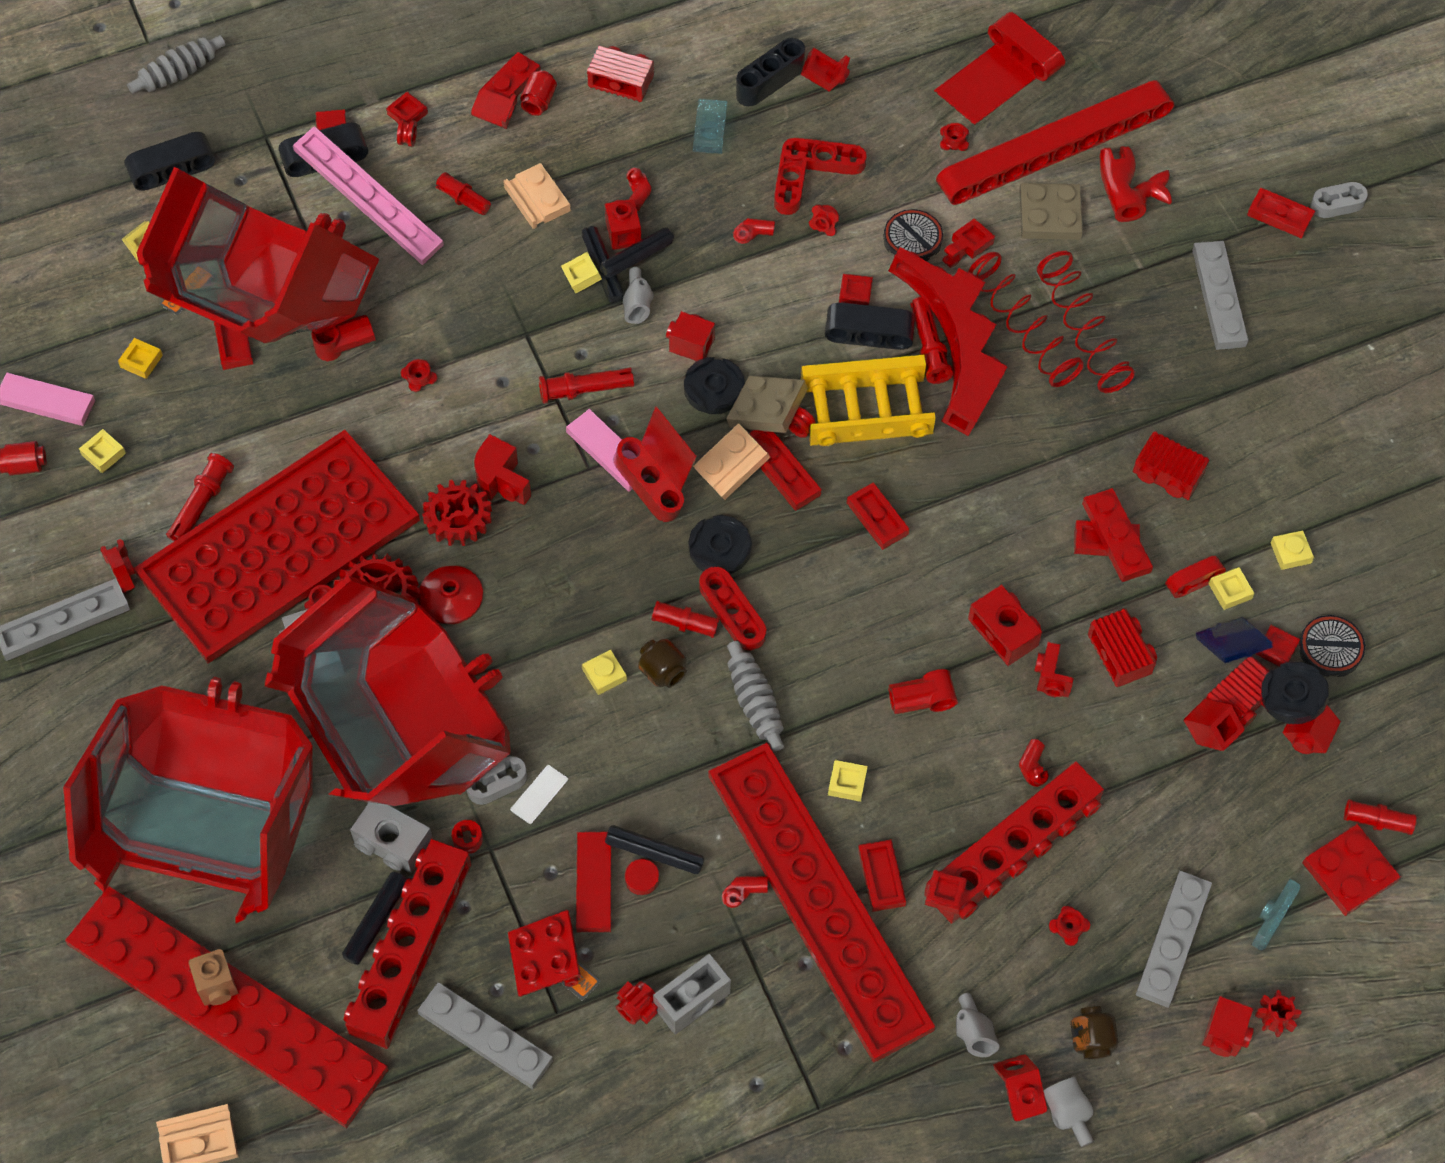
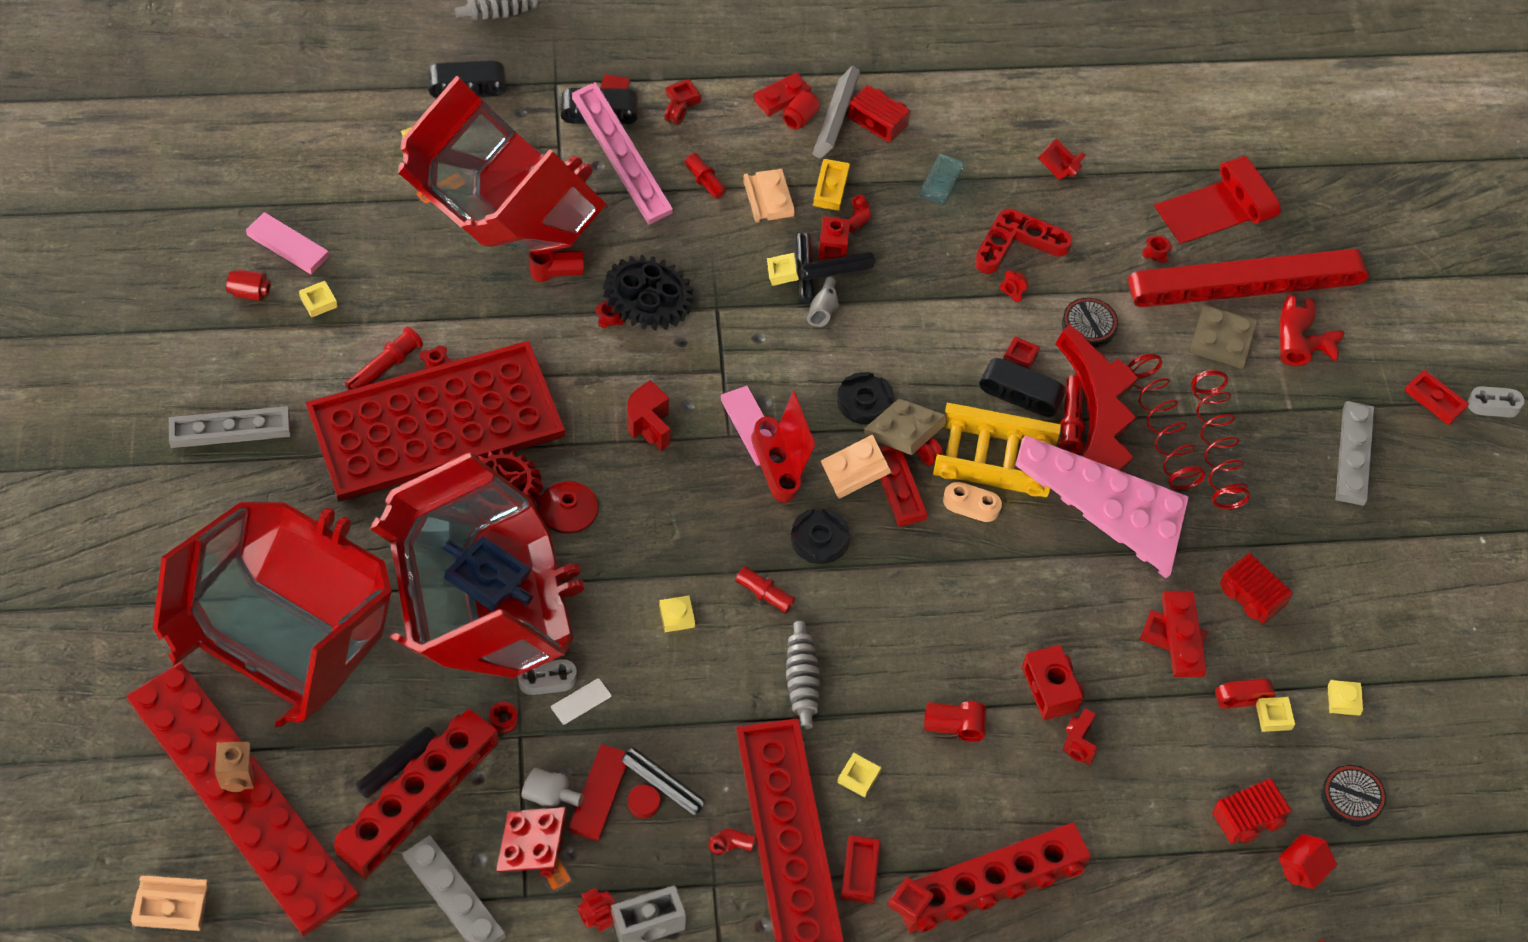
camera: 15 degrees right, 5 degrees down
(120, 564) = (295, 397): red plate -> none
(140, 358) = (379, 232): yellow plate -> none
(233, 347) = (461, 247): red tile -> none
(254, 470) = (438, 352): none -> red plate
(380, 820) = (433, 679): light grey brick -> none
(396, 692) = (487, 573): none -> dark blue plate
(451, 339) = (648, 292): none -> black gear
(457, 512) = (598, 438): red gear -> none
(494, 108) = (758, 112): red bracket -> none
(543, 896) = (549, 789): none -> light grey piece
(571, 385) = (739, 361): red pin -> none
(576, 84) = (836, 112): none -> light grey tile
(598, 165) = (831, 184): none -> yellow plate
(662, 663) = (730, 620): dark brown head -> none
(691, 336) = (859, 350): red brick -> none
(732, 597) = (810, 583): red plate -> none
(751, 228) = (947, 274): red arm -> none
(770, 72) = (1010, 148): black beam -> none
(860, 463) = (972, 501): none -> light nougat plate
(877, 516) = (970, 552): red plate -> none
(969, 240) = (1139, 339): red plate -> none
(1010, 420) = (1117, 503): none -> bright pink wing
(1030, 766) = (1032, 814): red arm -> none
(1122, 647) = (1154, 735): red brick -> none
(1214, 724) = (1215, 830): red brick -> none
(1233, 640) = (1261, 760): clear blue piece -> none
(1283, 646) = (1302, 780): red tile -> none
(1295, 693) = (1300, 824): black tile -> none

